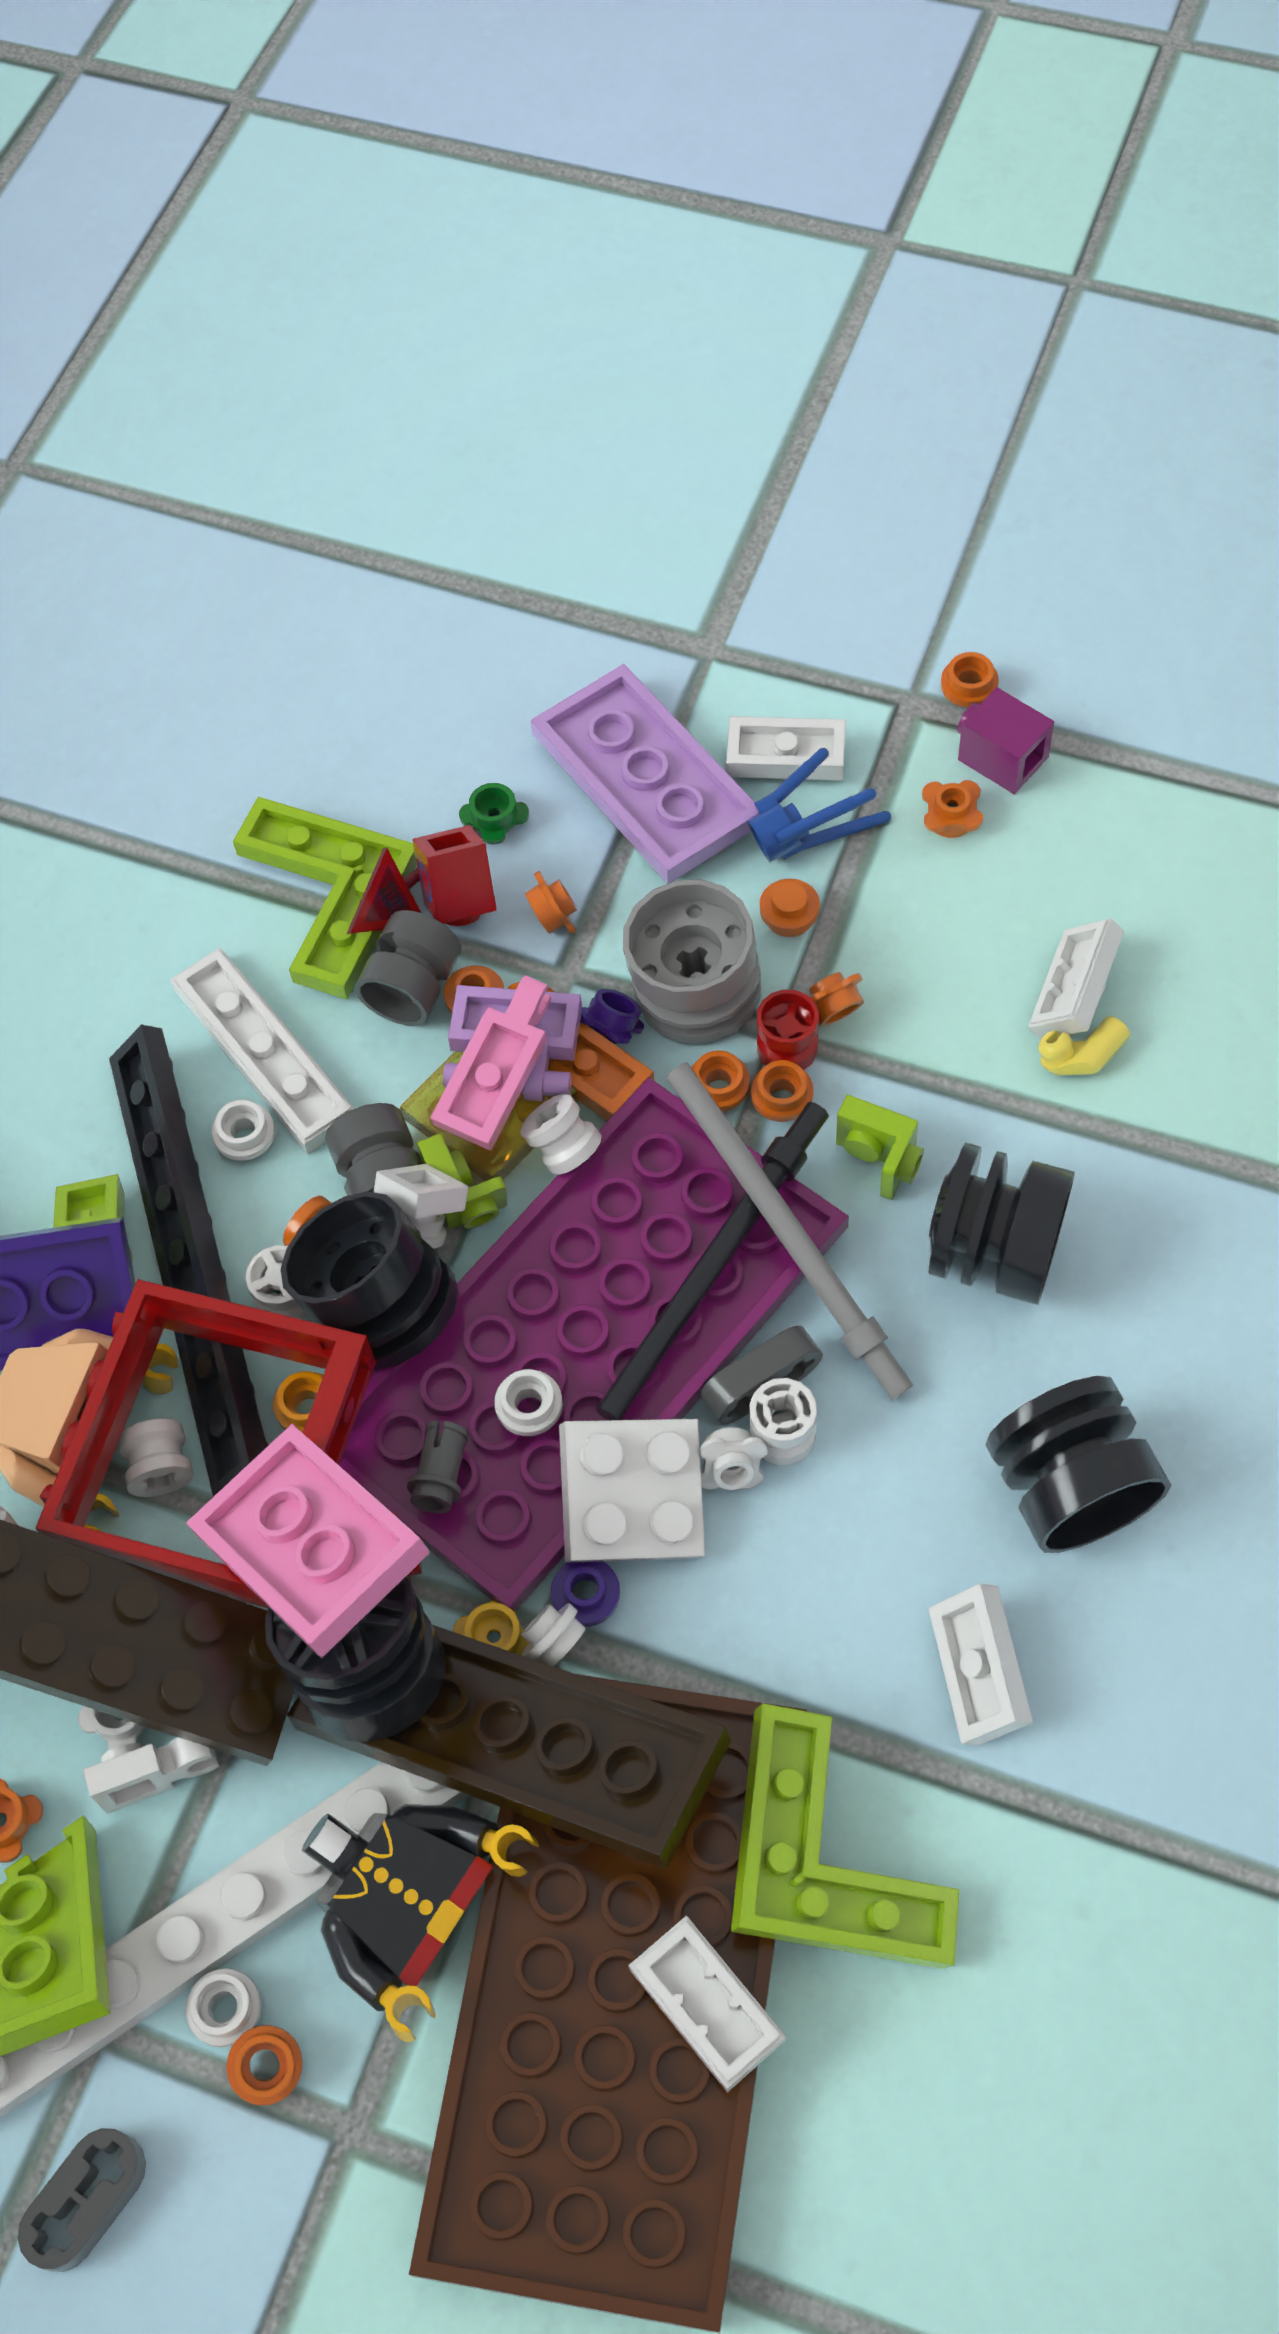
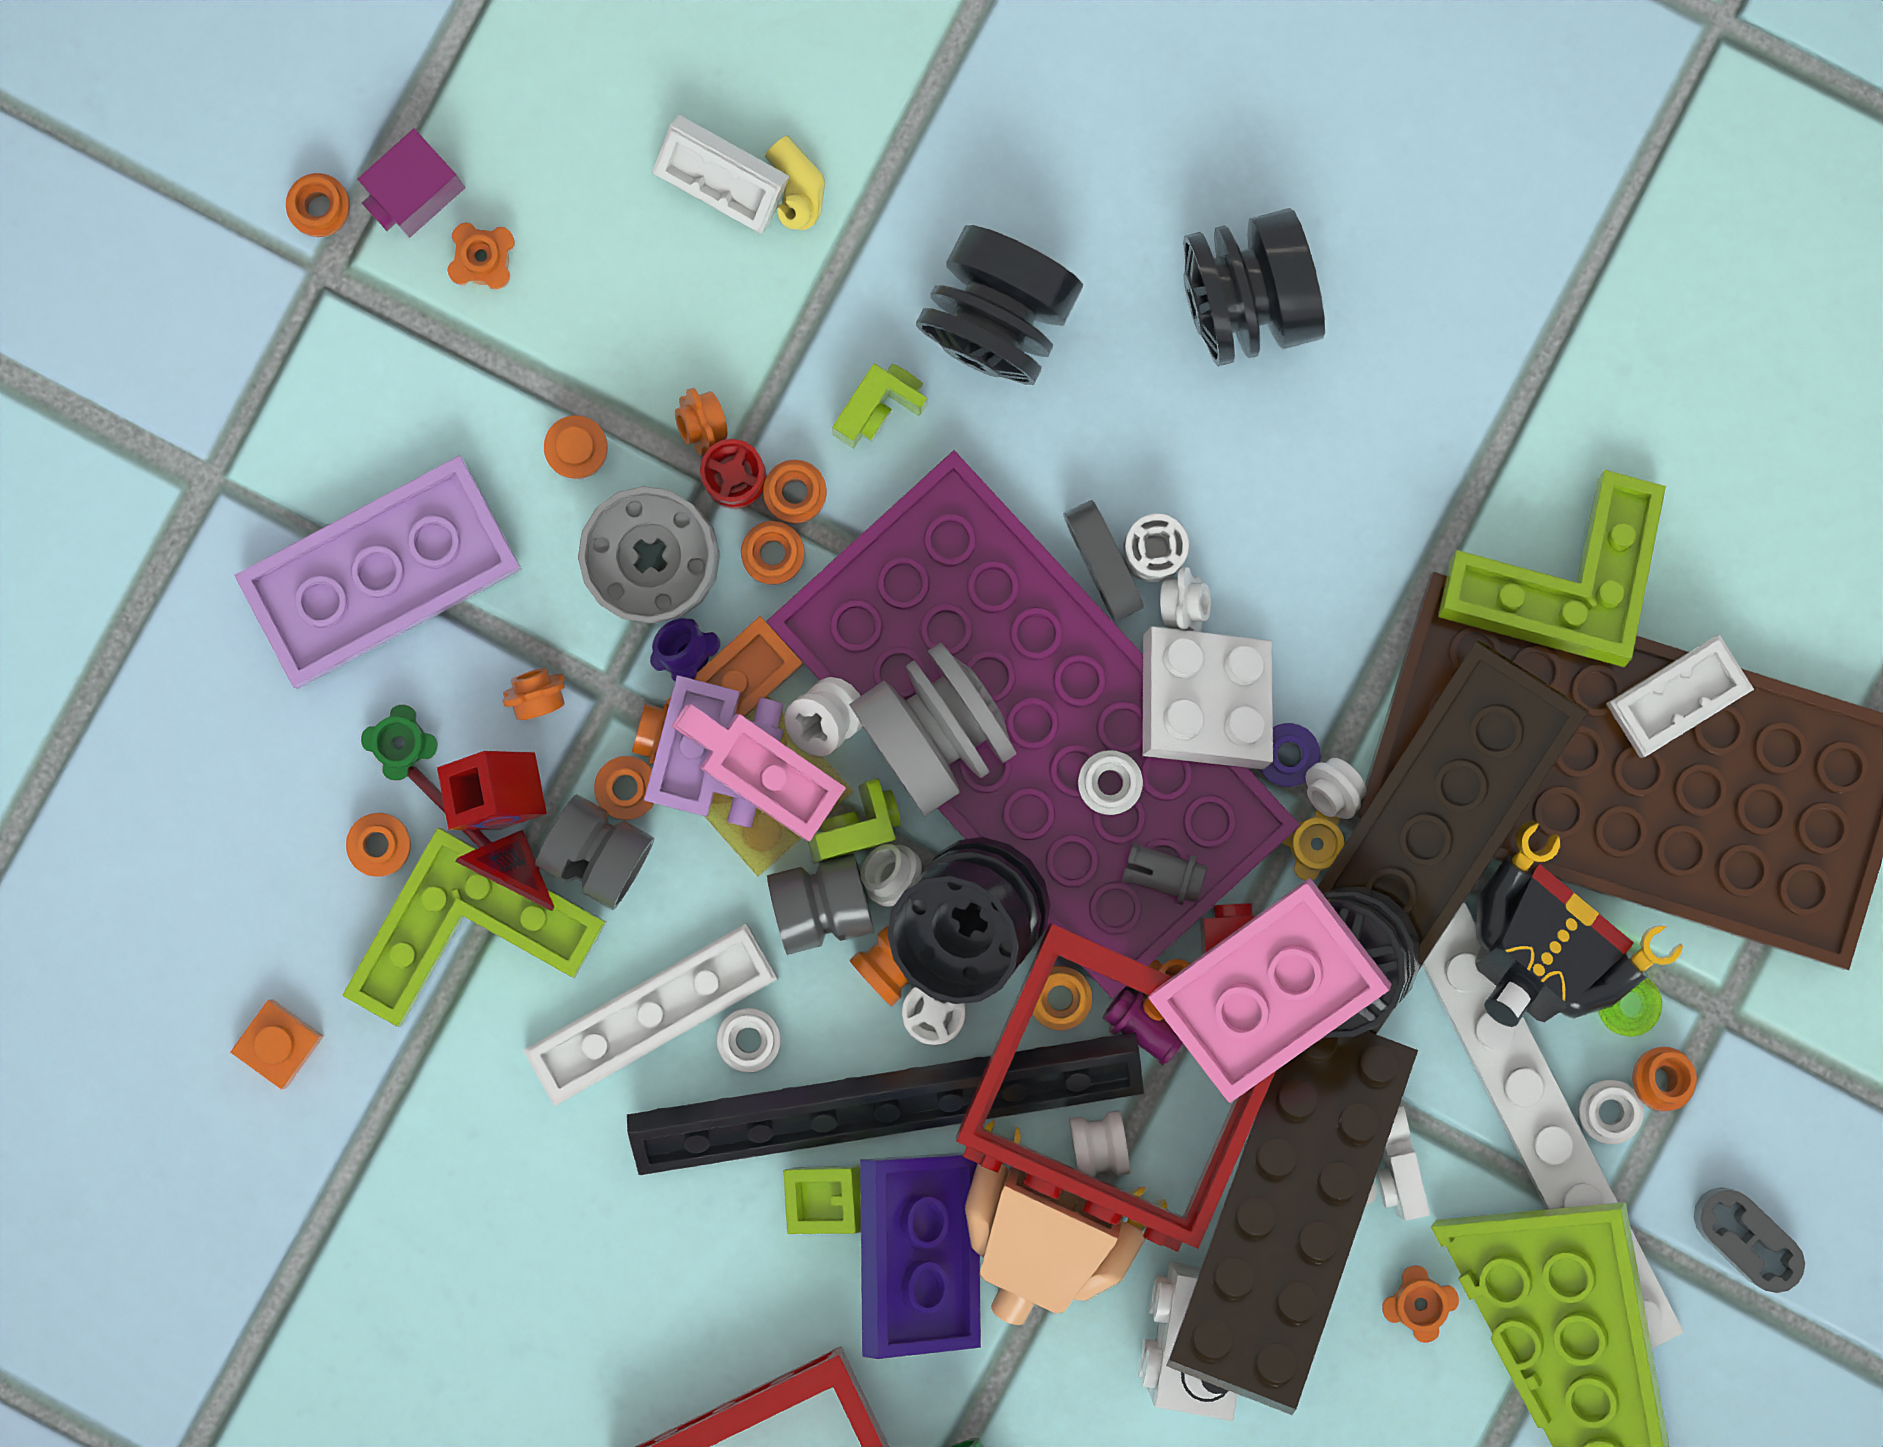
camera: 85 degrees left, 25 degrees up
(214, 766) = (276, 1044): none -> orange plate
(343, 2035) = (1643, 1021): none -> clear neon green plate
(399, 823) = (398, 844): none -> orange plate
(422, 1191) = (886, 859): white plate -> none
(554, 1207) = (934, 728): none -> light grey wheel
(780, 1164) = (892, 502): black bar -> none
(781, 745) = (374, 417): white plate -> none
(784, 832) = (490, 438): blue plant -> none
(863, 1335) = (1076, 460): light grey bar -> none
(980, 1665) = (1412, 413): white plate -> none

